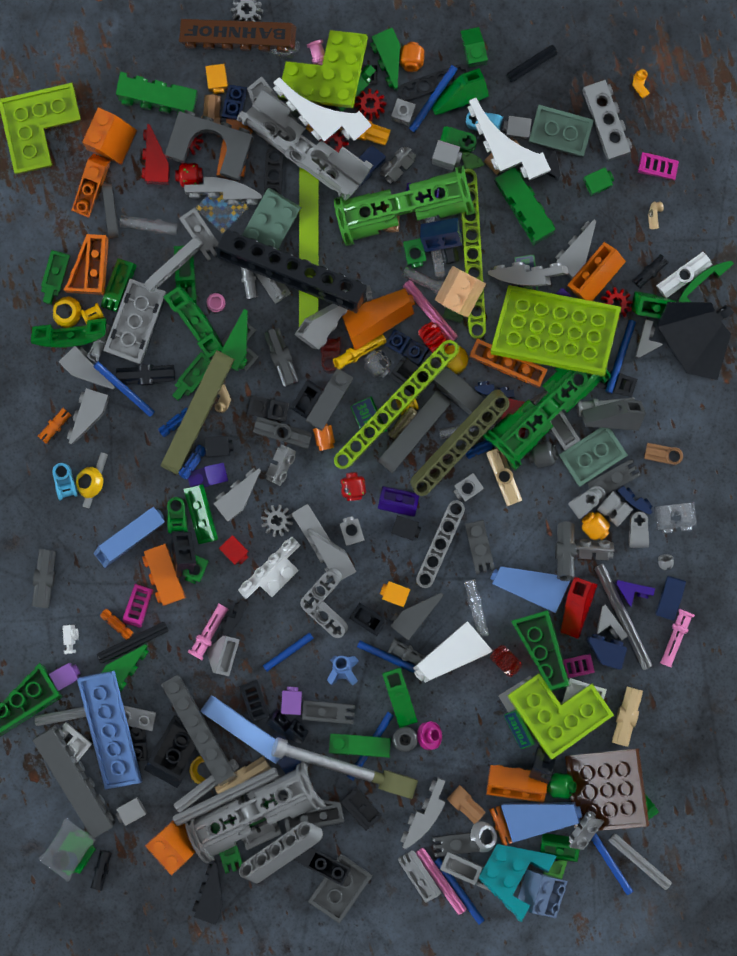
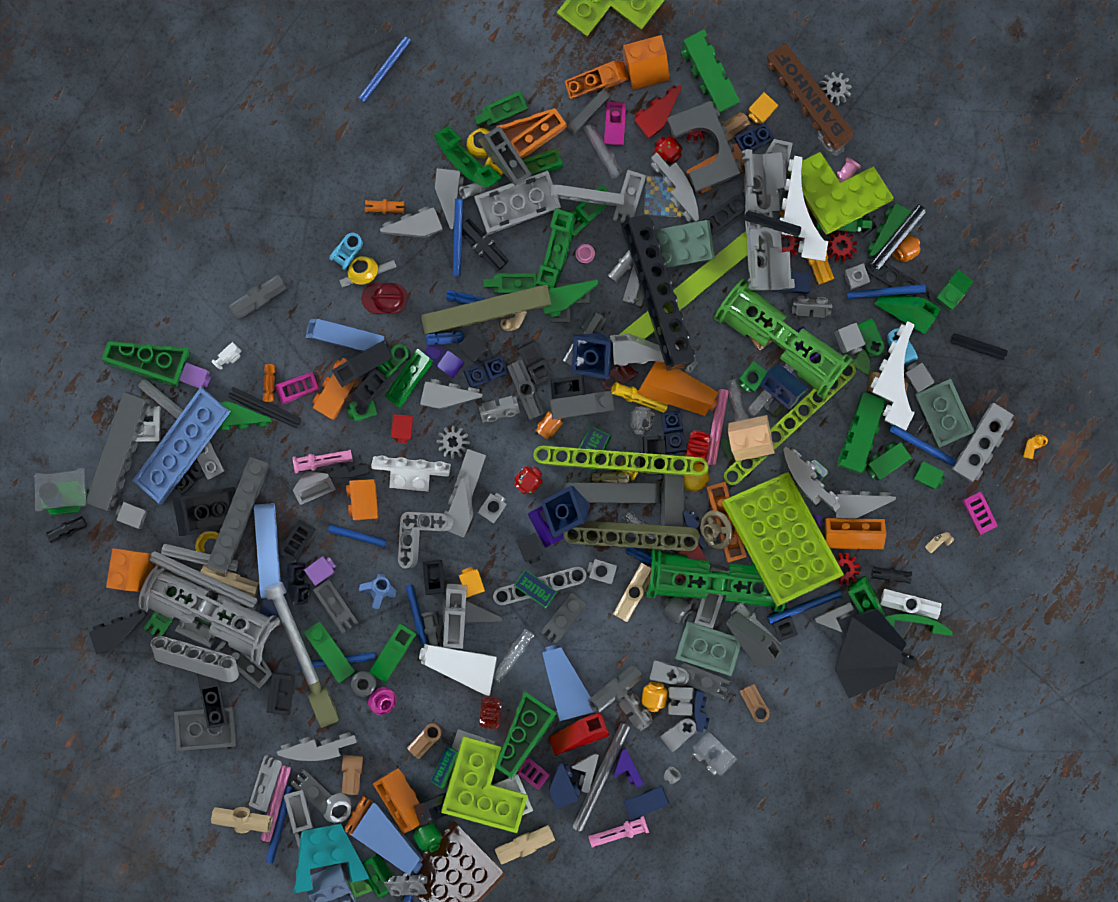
camera: 45 degrees right, 0 degrees up
(91, 301) = (504, 155): none -> dark grey slope
(124, 483) = (384, 298): none -> dark red piece
(135, 198) = (615, 123): none -> dark pink slope
(160, 540) = (362, 363): none -> black slope
(244, 452) = (485, 372): none -> dark blue slope
(264, 624) = (363, 499): none -> orange slope
(298, 360) = (591, 355): none -> dark blue slope
(310, 141) = (772, 223): none -> black axle
(398, 54) = (898, 236): none -> black axle
(399, 477) = (565, 510): none -> dark blue slope
(410, 627) = (455, 616): none -> light grey slope
(432, 916) = (242, 820): none -> tan piece
(440, 549) = (535, 588): none -> dark blue slope
(486, 728) = (424, 741): none -> medium nougat piece
(506, 379) = (712, 530): none -> dark tan piece
(562, 203) = (887, 462): none -> green brick
(572, 166) = (922, 445): none -> blue bar

